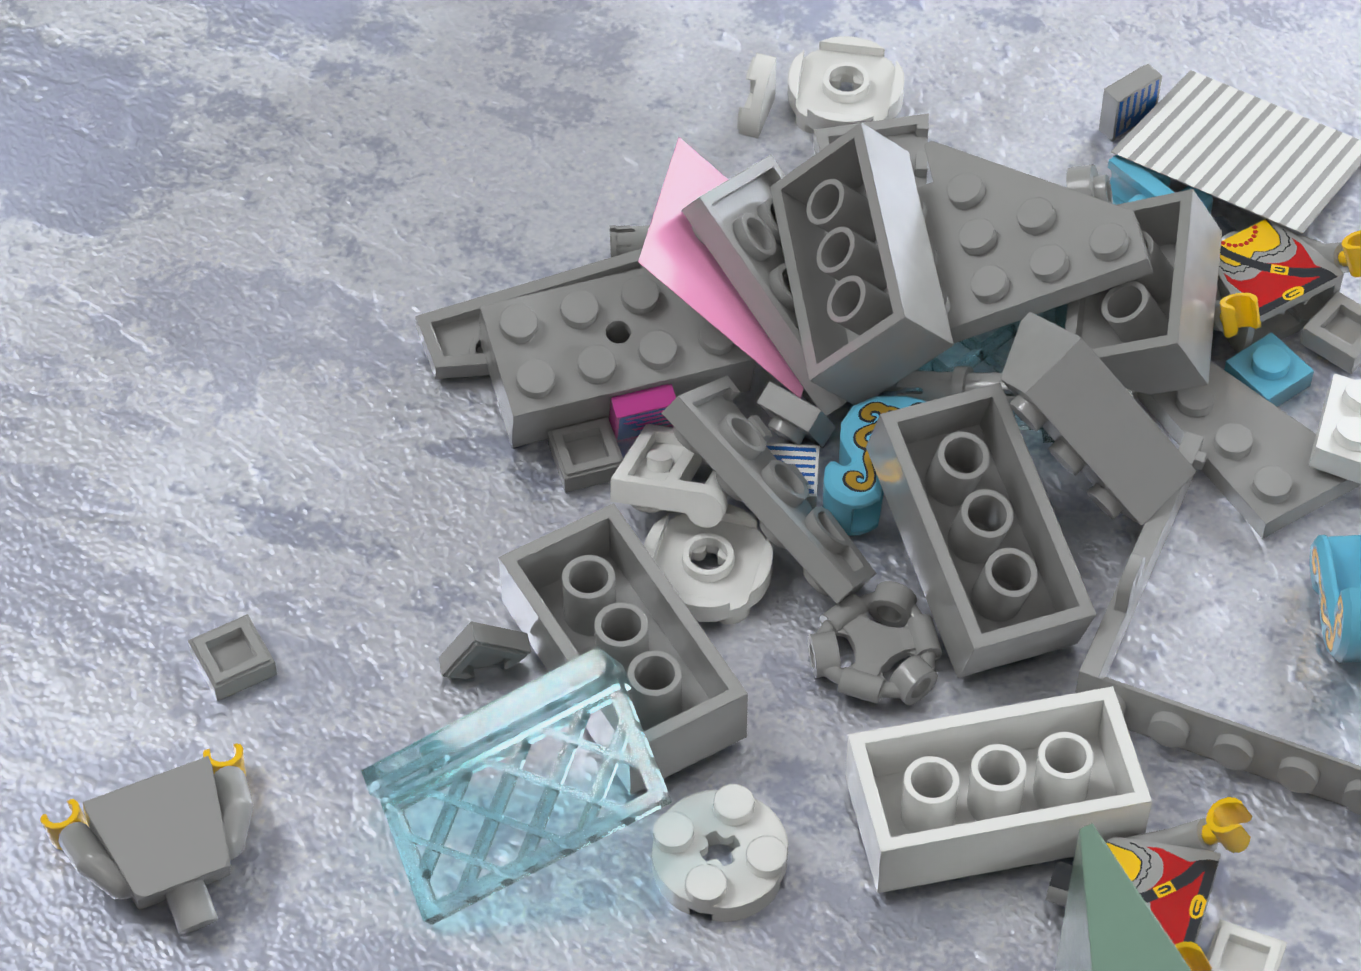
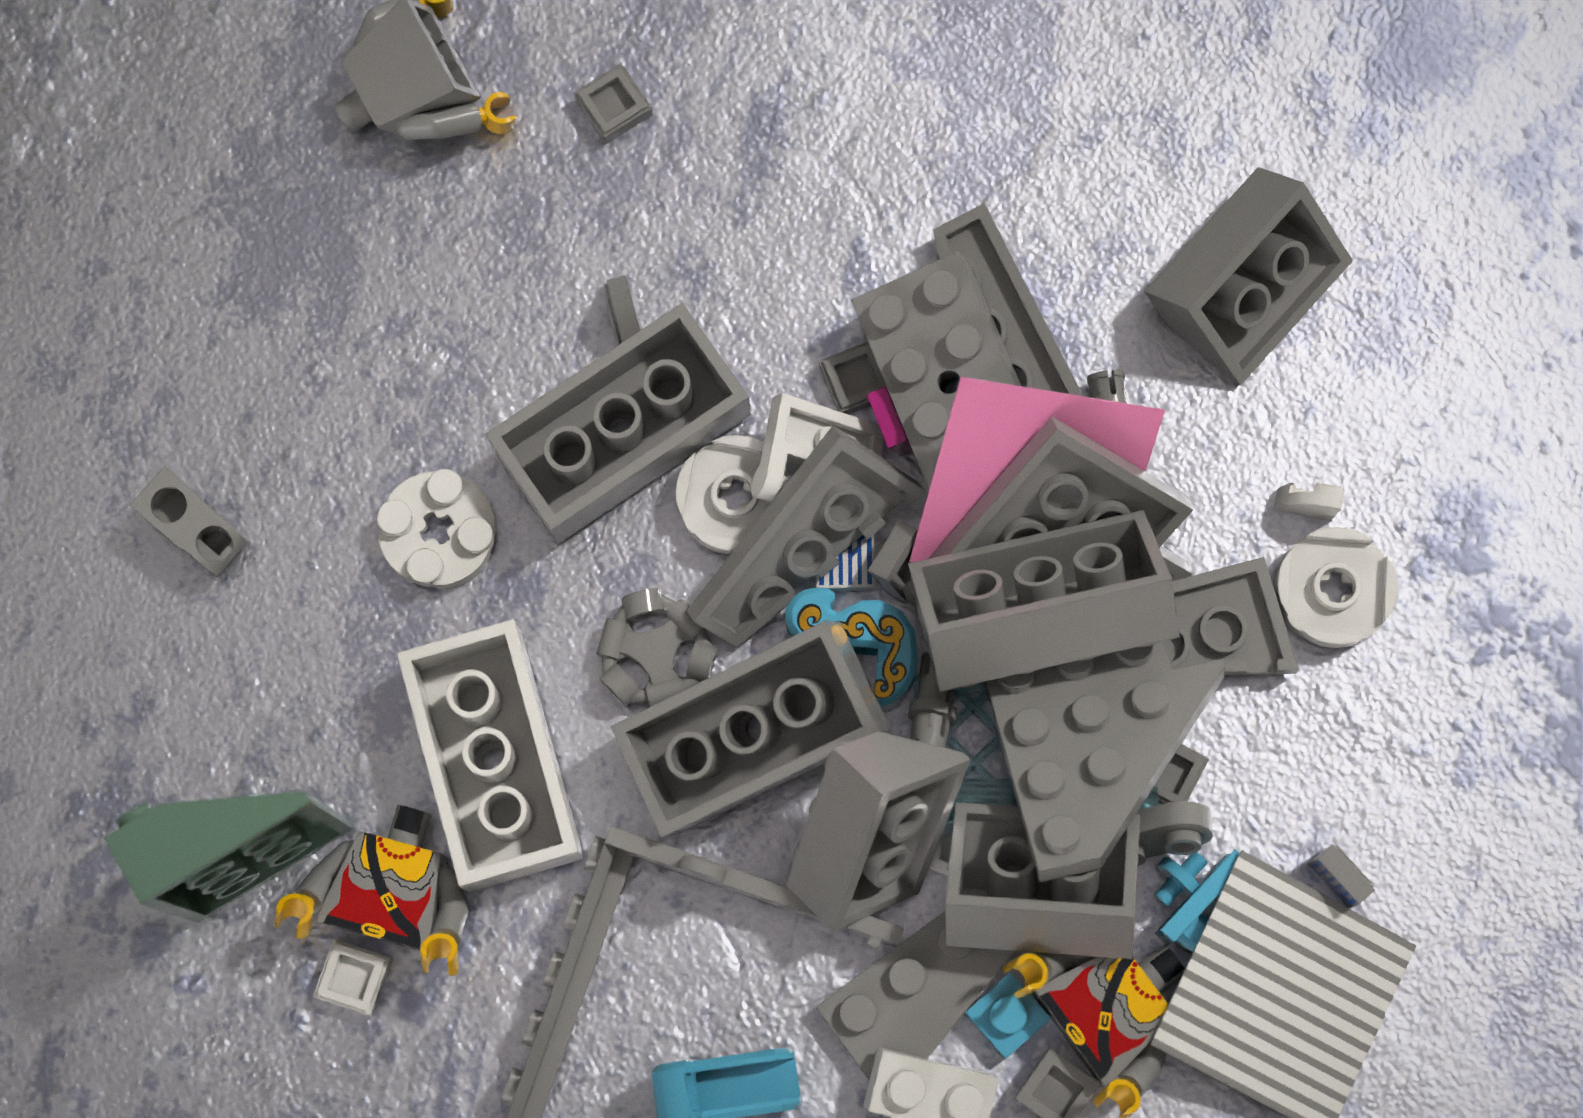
camera: 90 degrees right, 25 degrees up
(506, 730) = (505, 337): clear light blue fence -> none
(517, 122) = (1250, 273): none -> light grey slope

